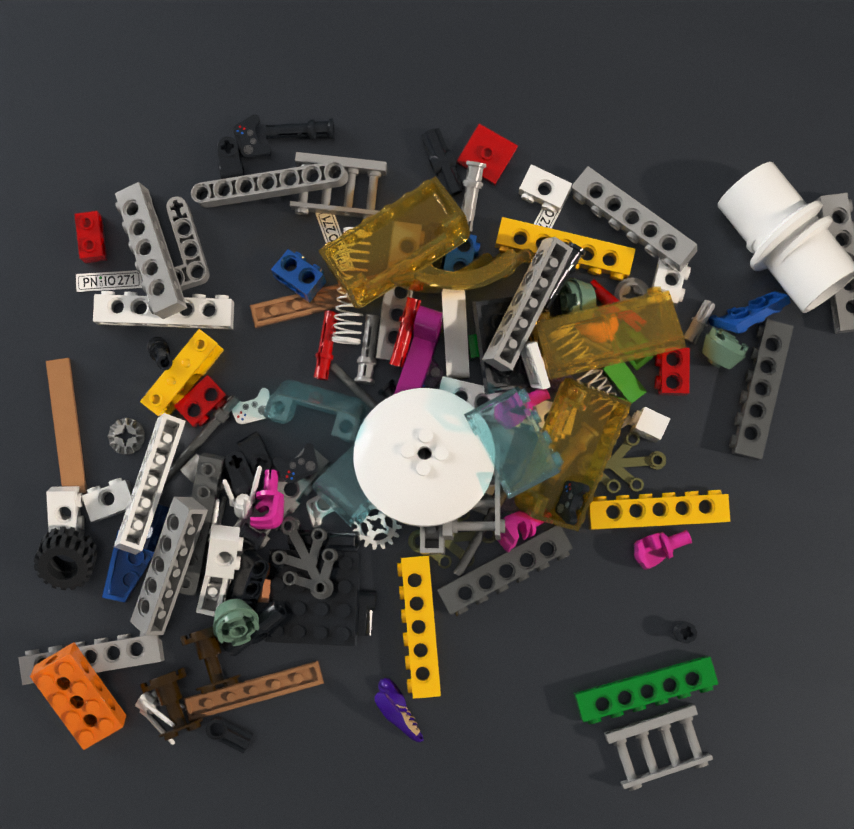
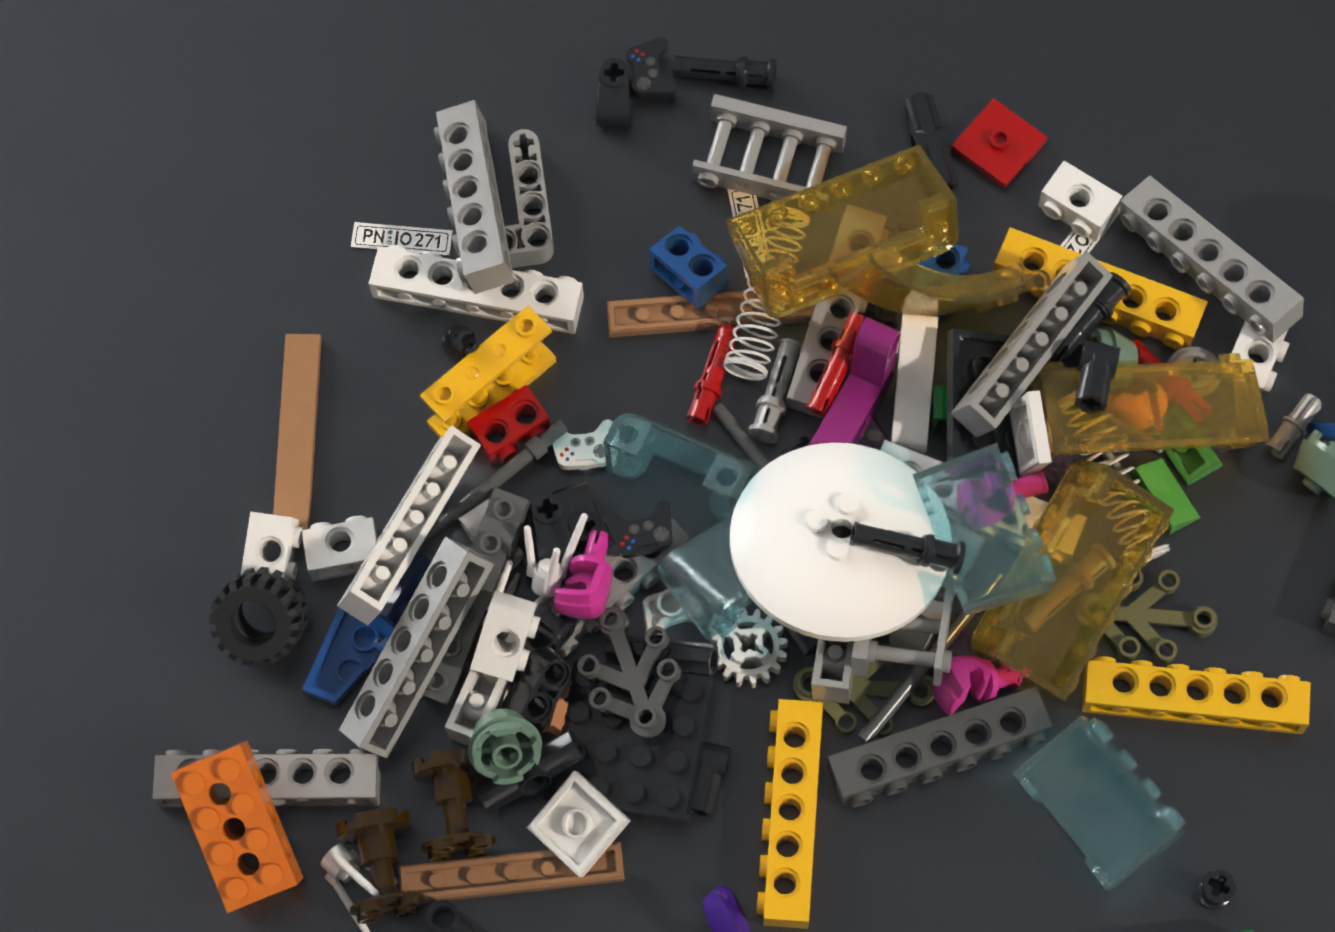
camera: 10 degrees right, 15 degrees down
(91, 237) = (388, 170): red brick -> none
(133, 444) = (395, 471): light grey gear -> none
(260, 180) = (682, 139): light grey beam -> none
(289, 657) = (578, 824): none -> white tile
(473, 184) = (971, 179): light grey pin -> none
(478, 460) = (925, 549): none -> black pin
(571, 318) = (1096, 369): none -> black piece
(571, 501) = (1061, 649): black piece -> none
(610, 589) = (1101, 800): none -> clear light blue windscreen
(649, 424) = (1197, 557): white brick -> none
(658, 546) = (1186, 750): dark pink piece -> none
(680, 372) = (1251, 492): red brick -> none

